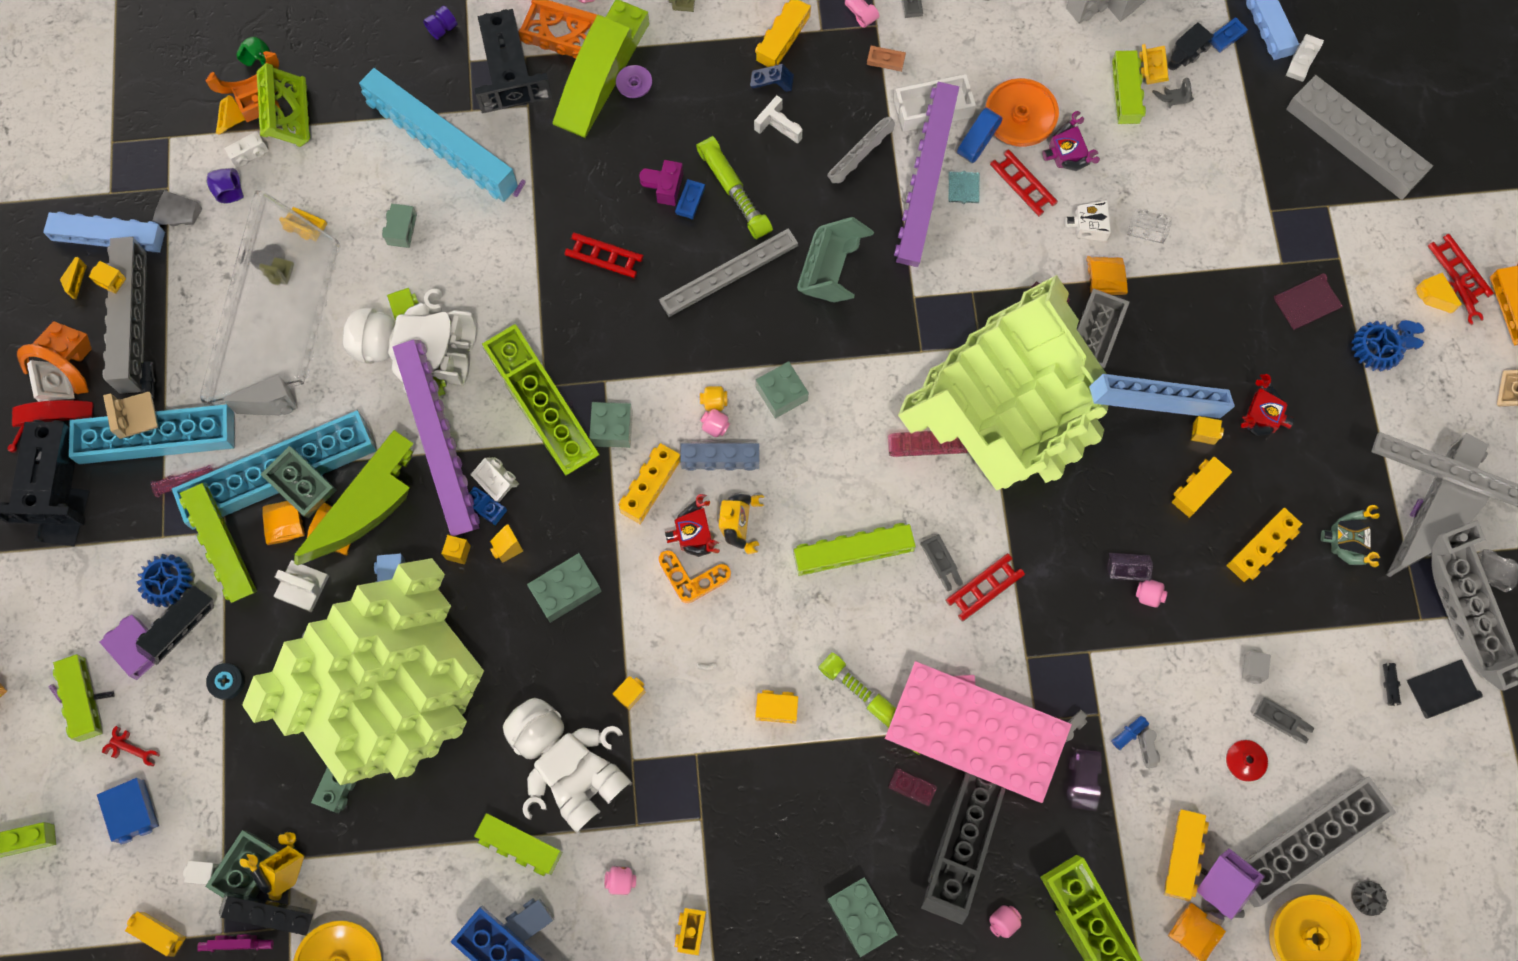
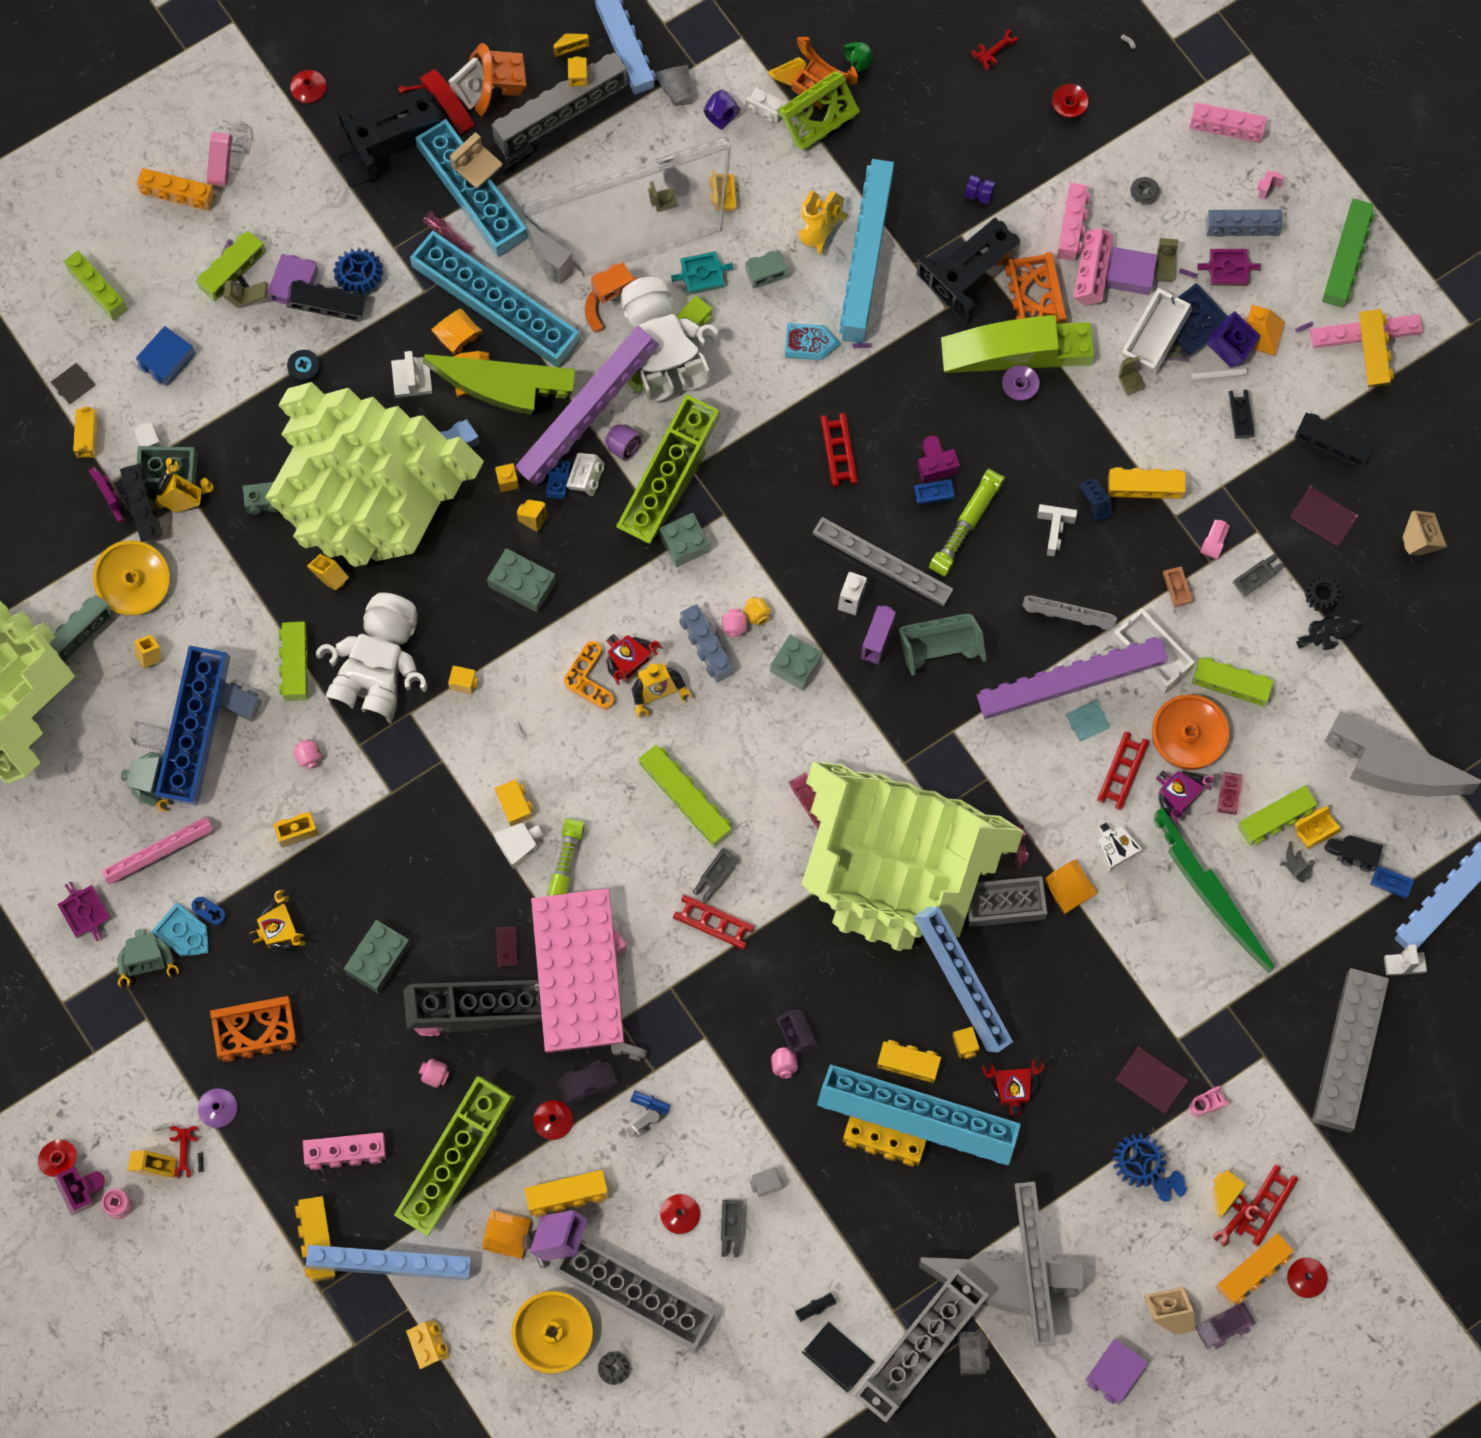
camera: 60 degrees right, 0 degrees up
(94, 920) = (72, 383): none -> clear smoke piece
(118, 698) = (244, 296): none -> olive bracket
(118, 742) = (213, 316): red bar -> none
(217, 542) = (408, 292): lime brick -> none
(298, 482) = (489, 322): sand green brick -> none
(331, 363) = (604, 288): none -> orange piece
(367, 280) = (702, 272): none -> teal plate
(389, 161) = (820, 224): none -> yellow helmet
(447, 764) = (328, 571): none -> yellow slope
(485, 428) = (624, 441): none -> medium lavender piece
(488, 228) = (809, 341): none -> medium azure tile
(649, 483) = (649, 599): yellow brick -> none
(742, 307) = (853, 591): none -> white torso
(797, 307) = (878, 634): none -> medium lavender brick
(818, 724) = (517, 843): none -> white torso
(979, 135) = (1142, 705): blue beam -> none
(994, 59) = (1232, 681): none -> lime brick
(1092, 117) = (1229, 793): none -> clear pink slope
(1092, 831) = (557, 1129): none -> red dish
(1167, 169) = (1211, 891): none -> green slope
(1259, 502) = (919, 1114): none -> medium azure brick
(1351, 538) = (933, 1213): torso -> none
(1352, 264) = (1211, 1100): none -> bright pink piece

